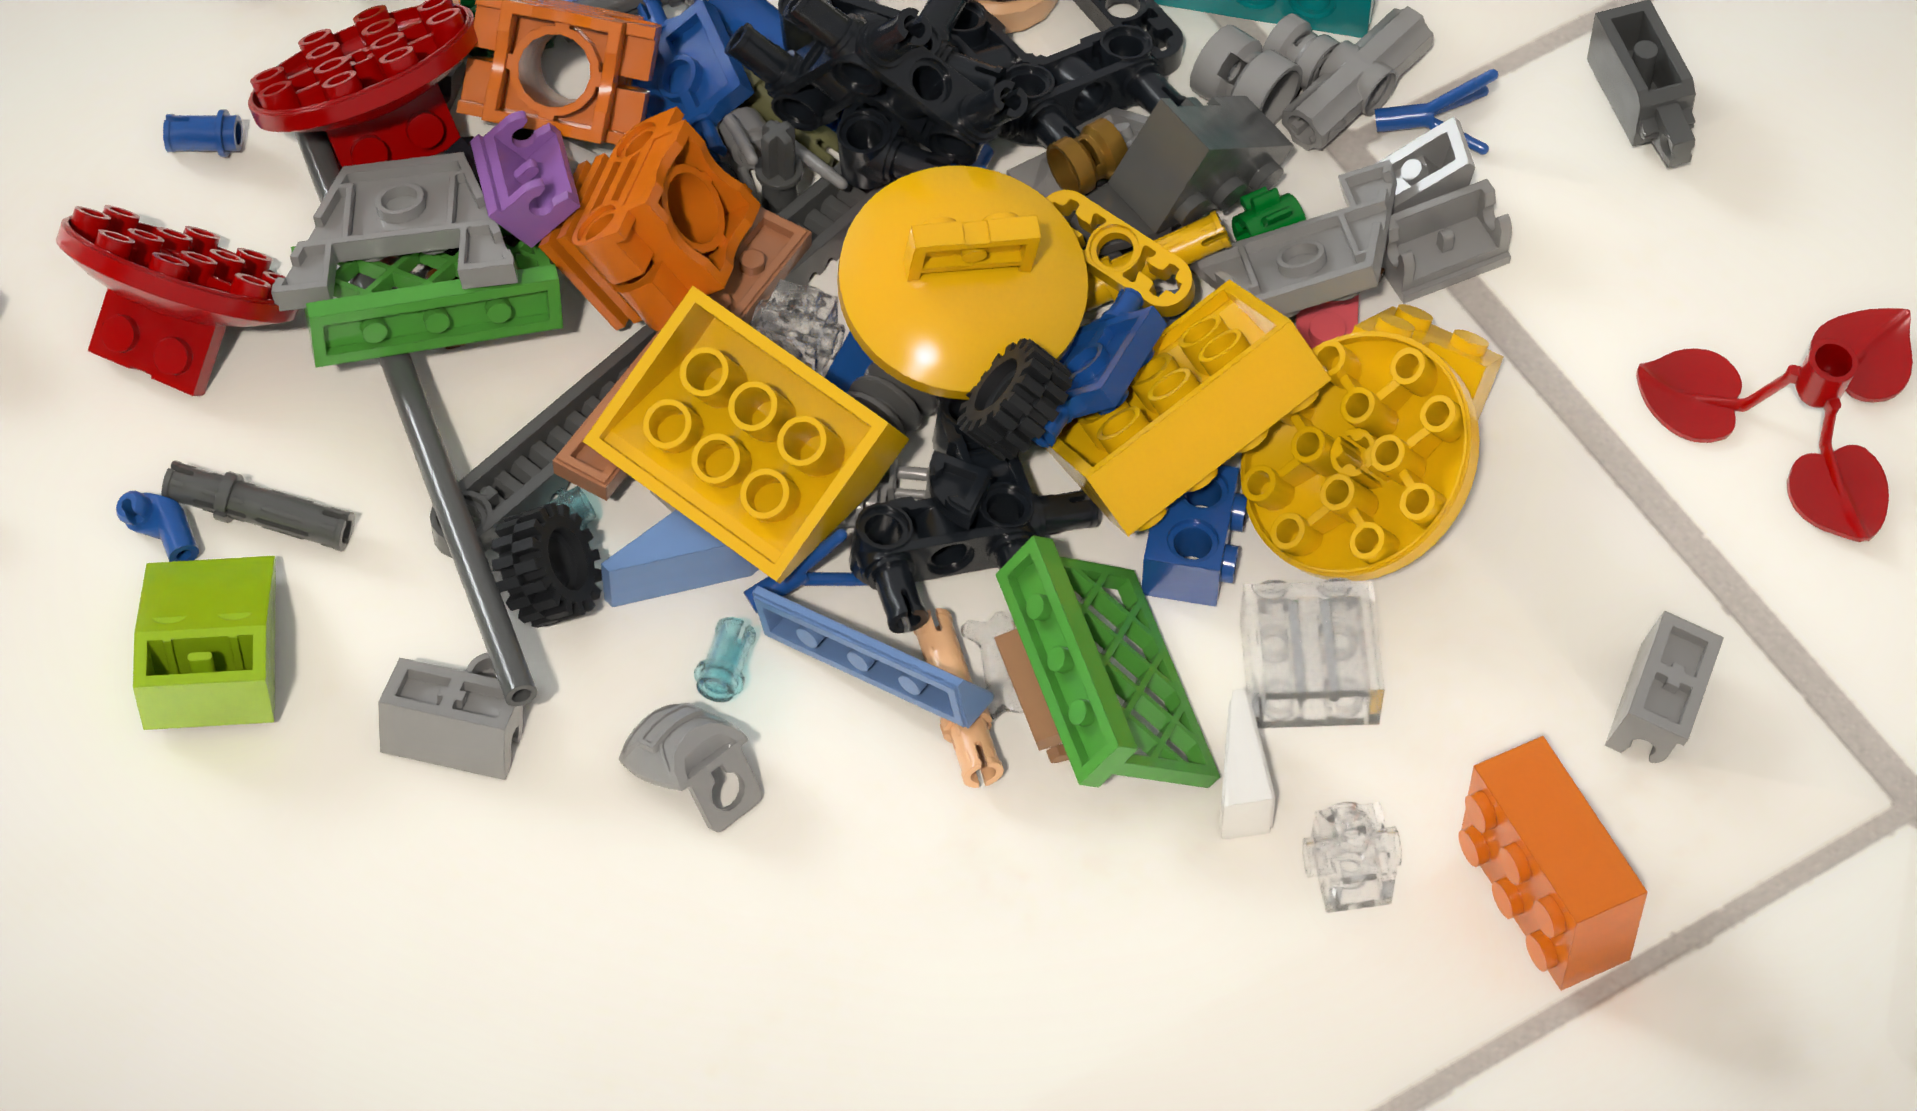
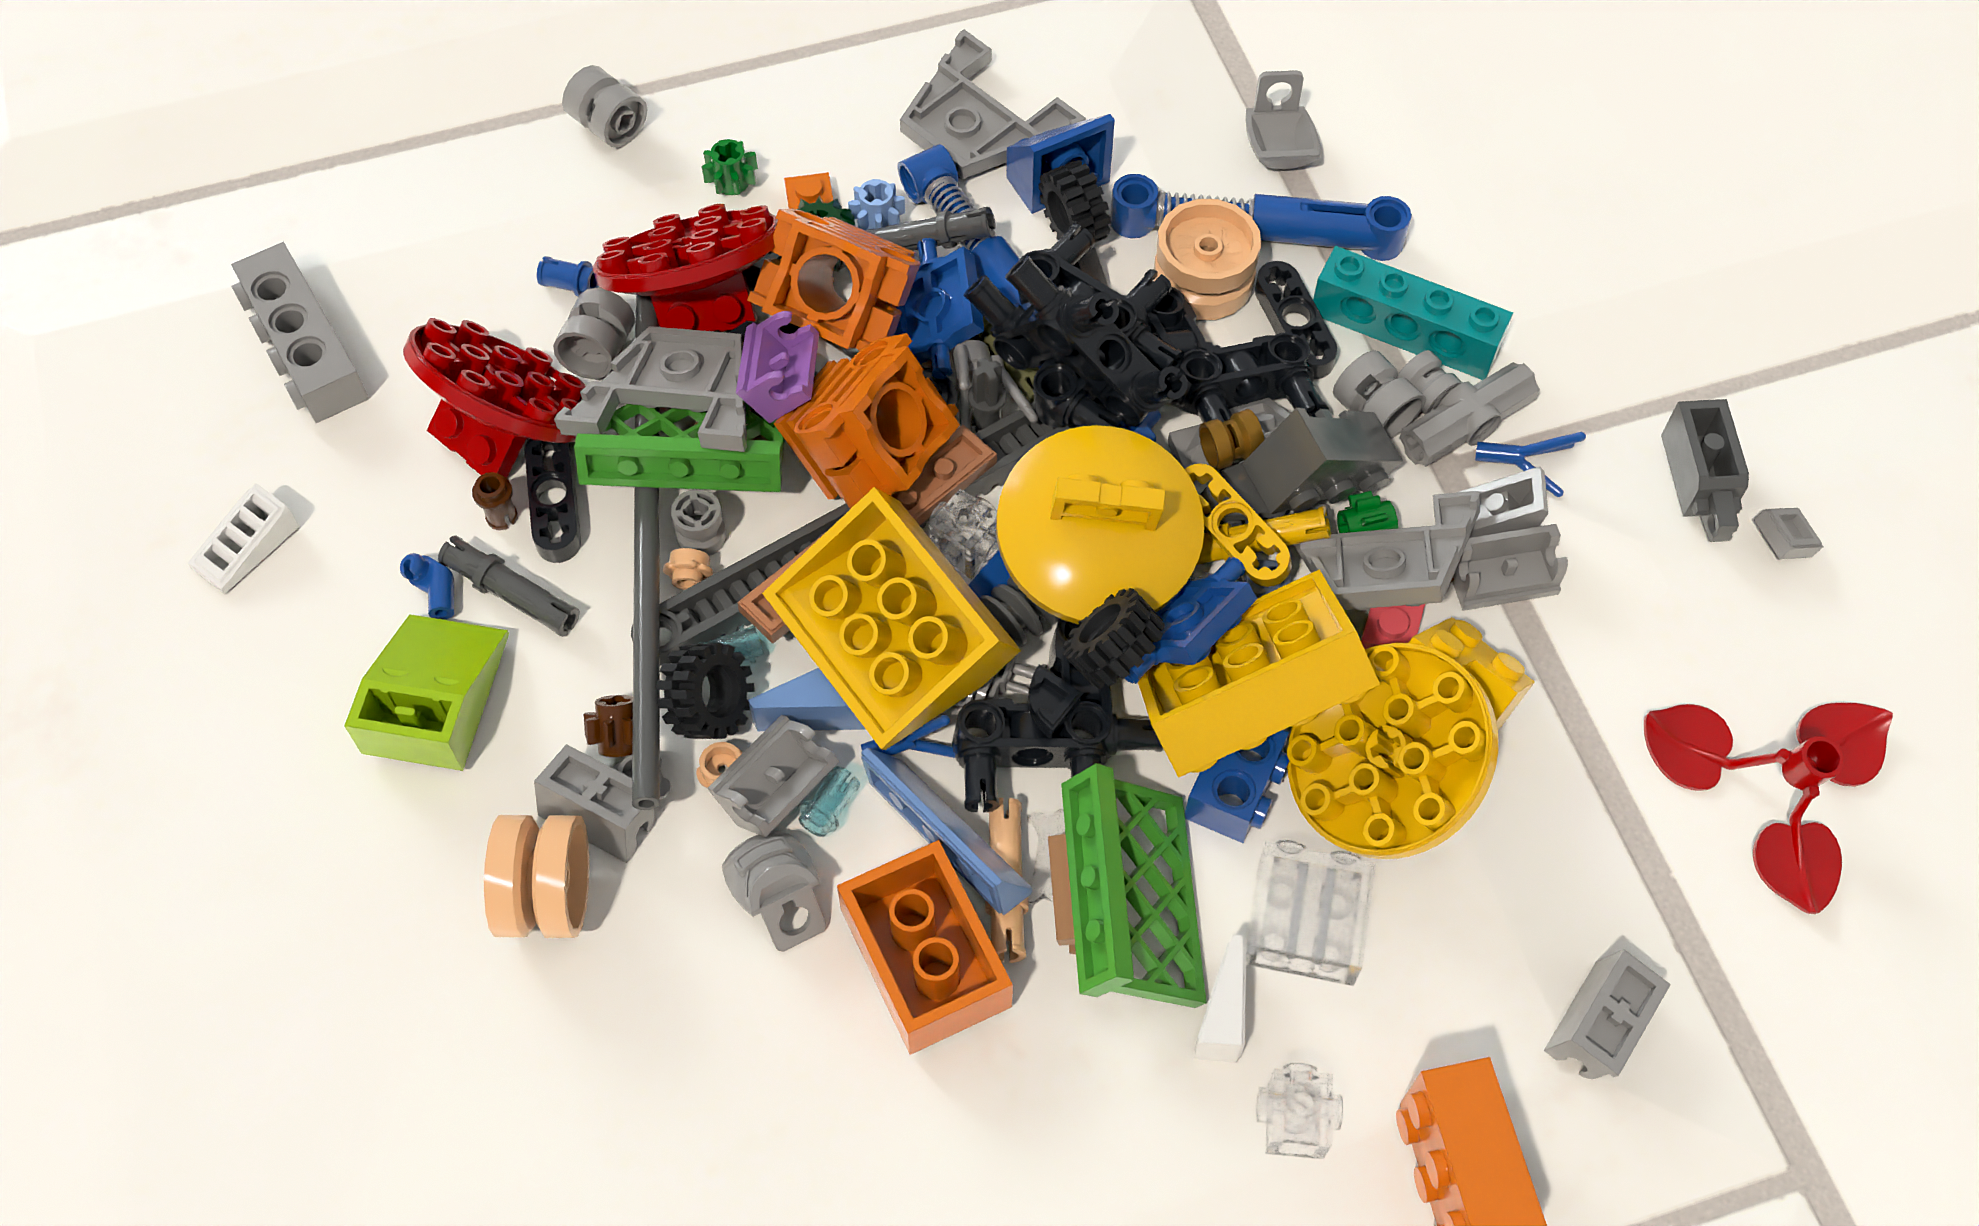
camera: 15 degrees right, 5 degrees up
(209, 403) = (494, 495): none -> reddish brown pin
(266, 192) = (594, 333): none -> light grey wheel
(271, 418) = (564, 511): none -> black beam
(418, 800) = (536, 876): none -> light nougat wheel
(445, 630) = (611, 725): none -> reddish brown gear
(469, 387) = (698, 521): none -> light grey wheel
(471, 440) = (687, 567): none -> light nougat plate
(586, 637) = (714, 757): none -> light nougat plate
(653, 643) = (772, 776): none -> light grey hinge
(888, 780) = (925, 946): none -> orange brick
(1755, 139) = (1788, 533): none -> light grey tile

